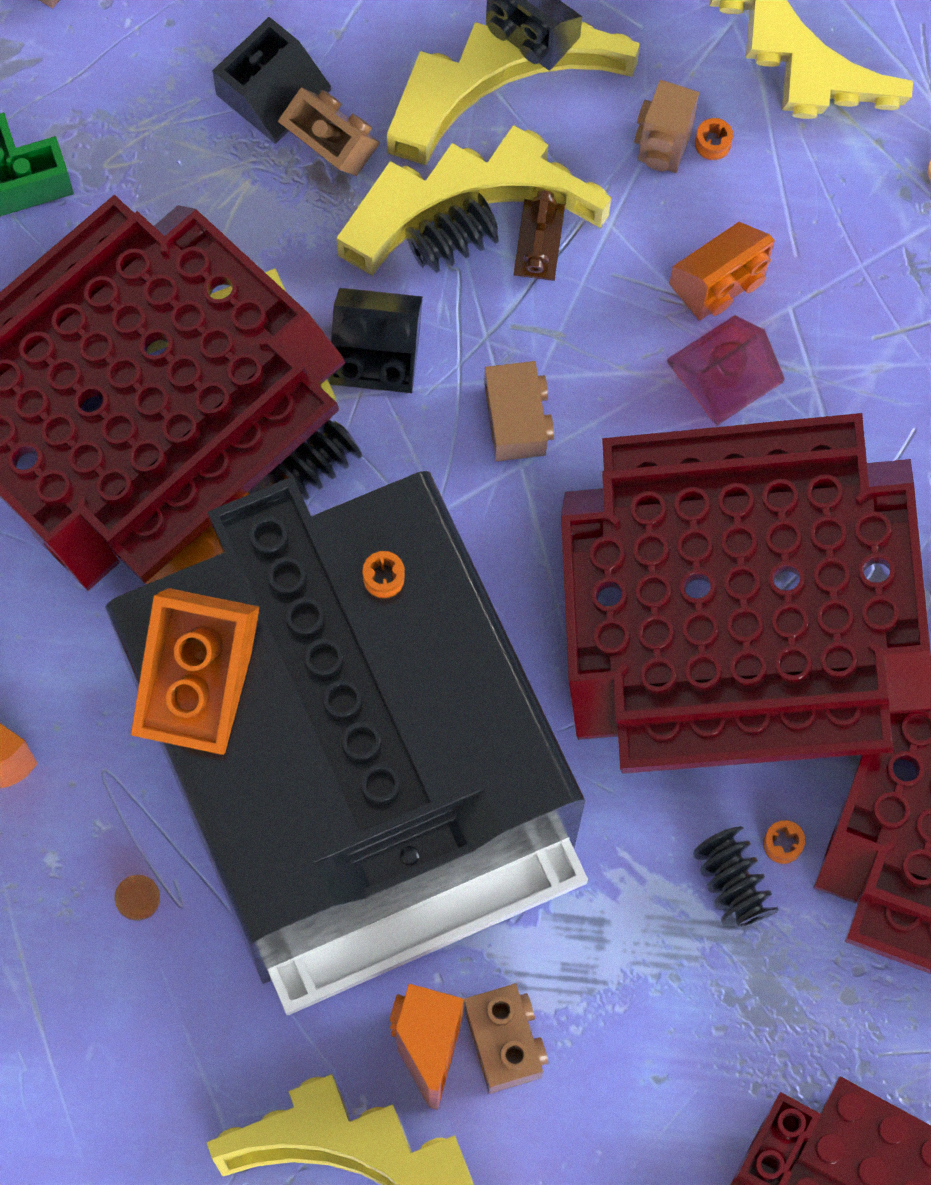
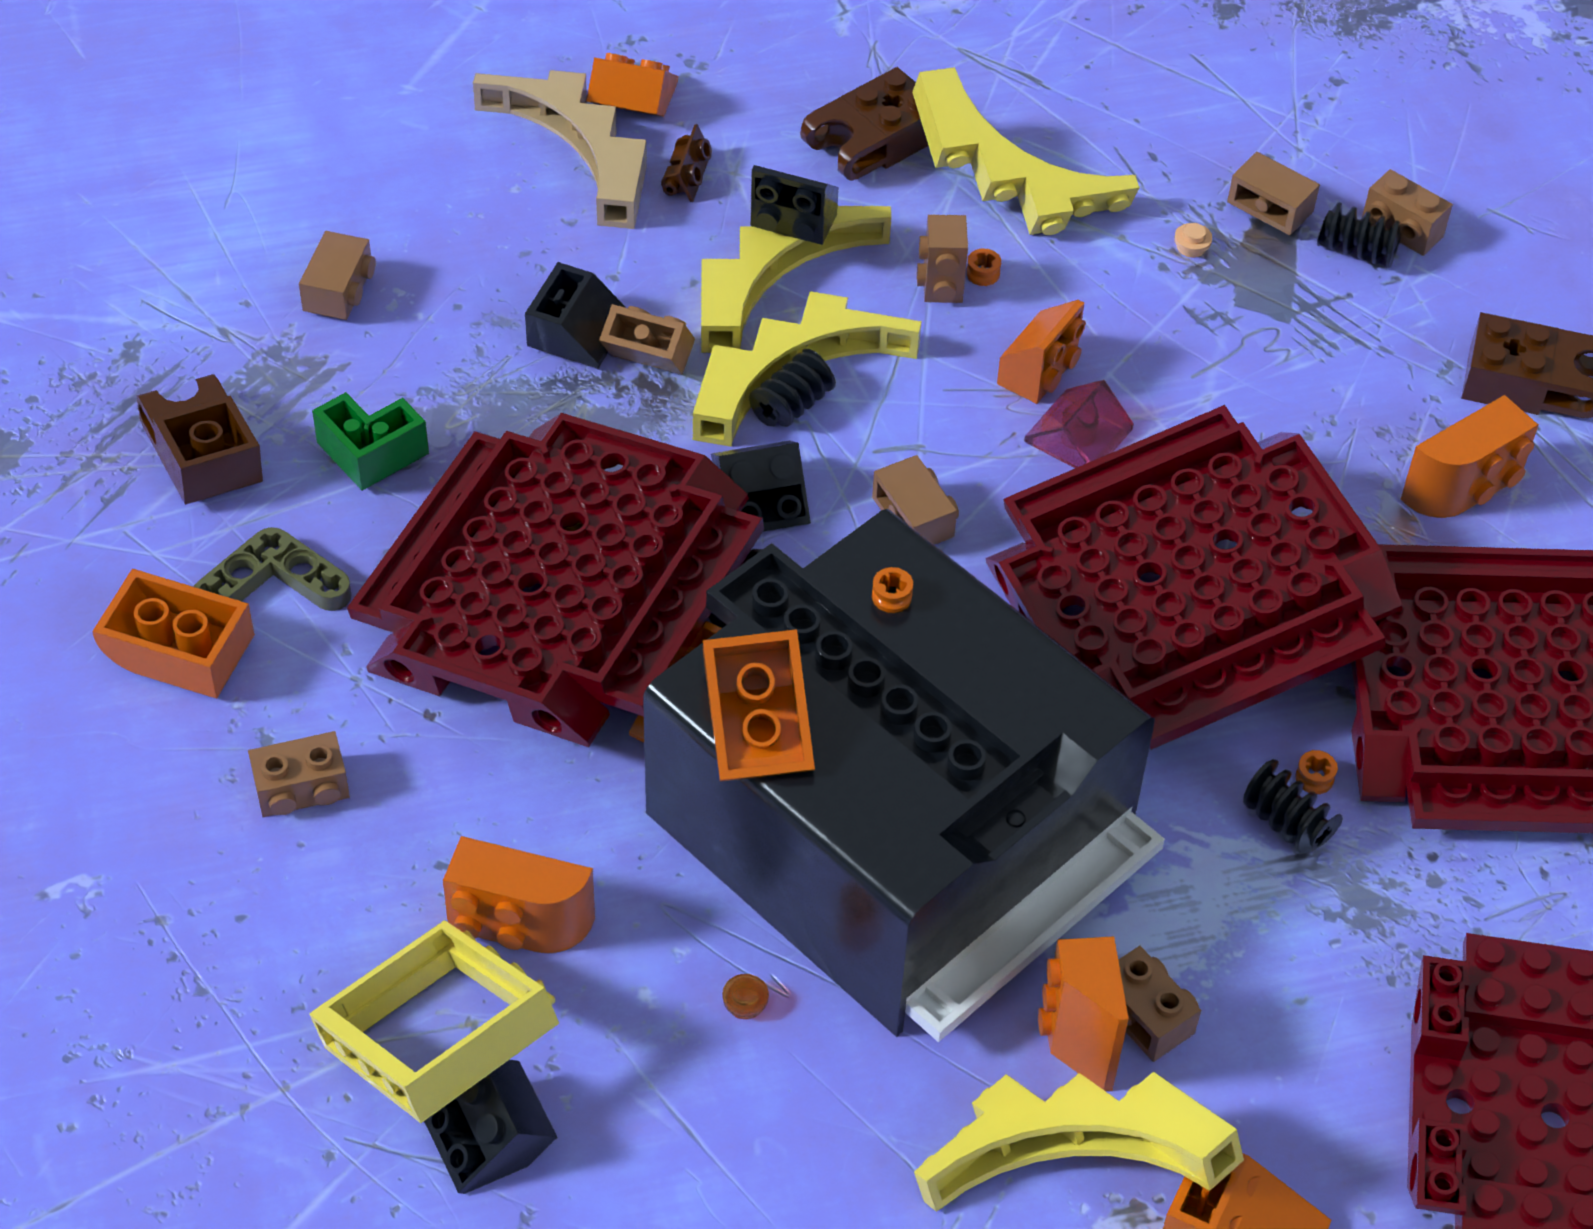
camera: 20 degrees left, 20 degrees down
(539, 237) = (868, 374): reddish brown hinge -> none

